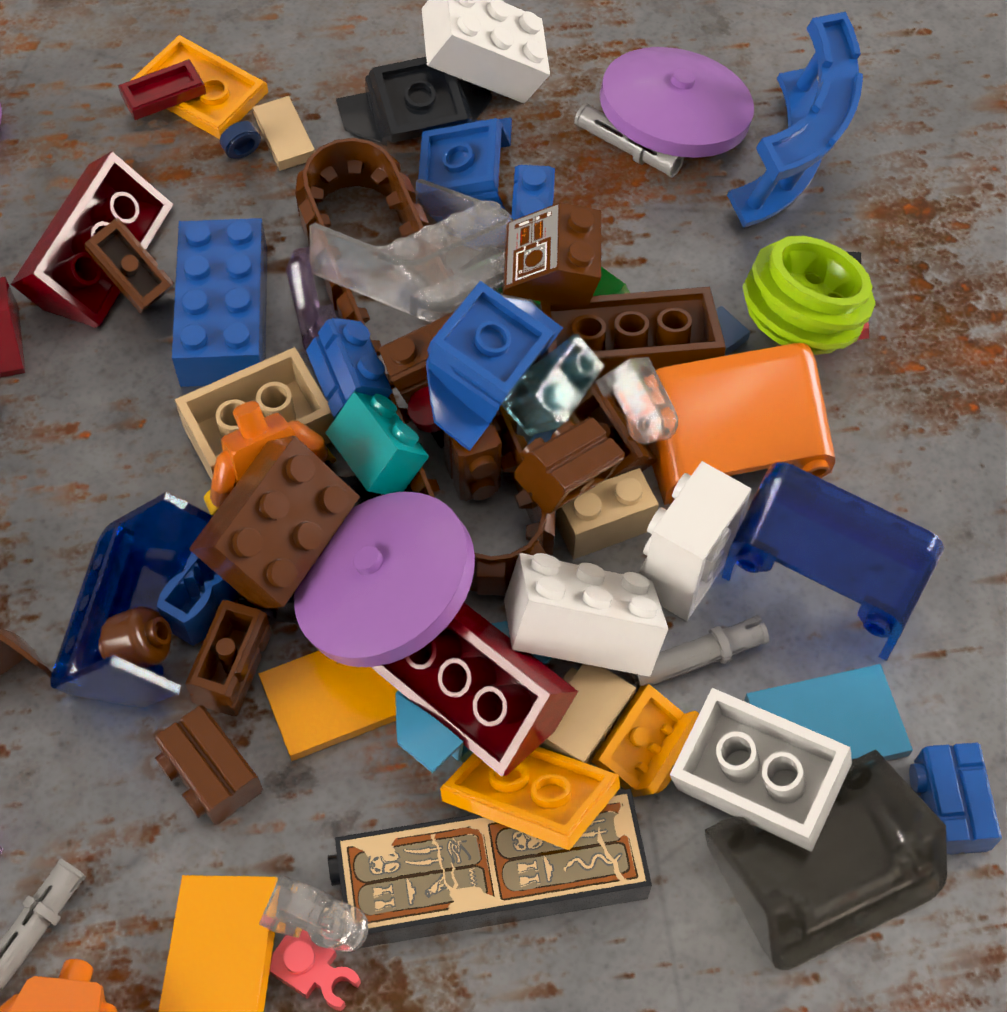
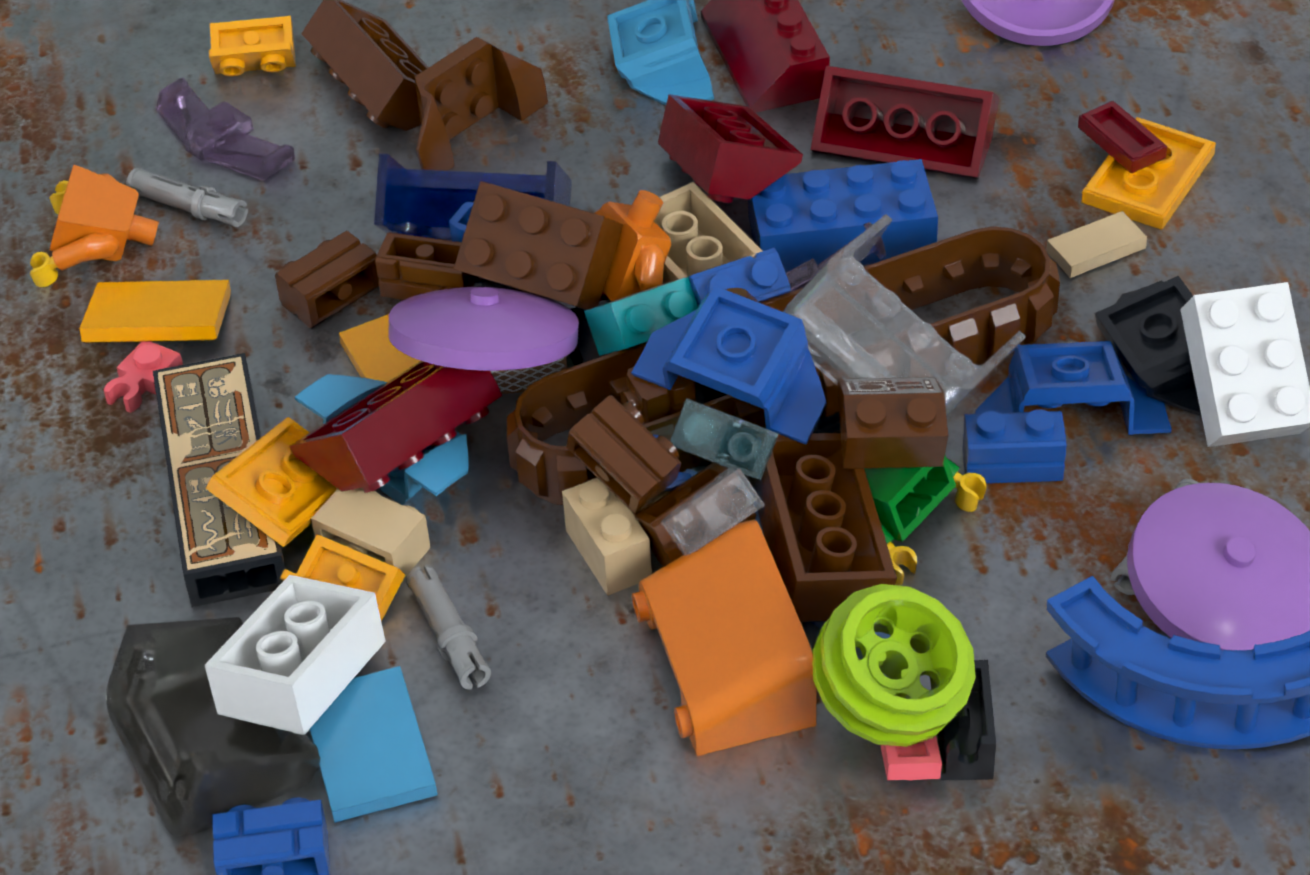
camera: 90 degrees right, 15 degrees down
(123, 371) = (725, 147): none -> dark red slope
(128, 265) = (861, 130): reddish brown brick -> none
(136, 637) = (432, 190): reddish brown head -> none
(240, 139) = (1069, 206): dark blue tile -> none
(325, 918) = (164, 344): clear leg -> none
(584, 614) = (462, 495): white brick -> none
(693, 537) = (548, 575): white brick -> none
(838, 544) = (519, 696): clear blue windscreen -> none

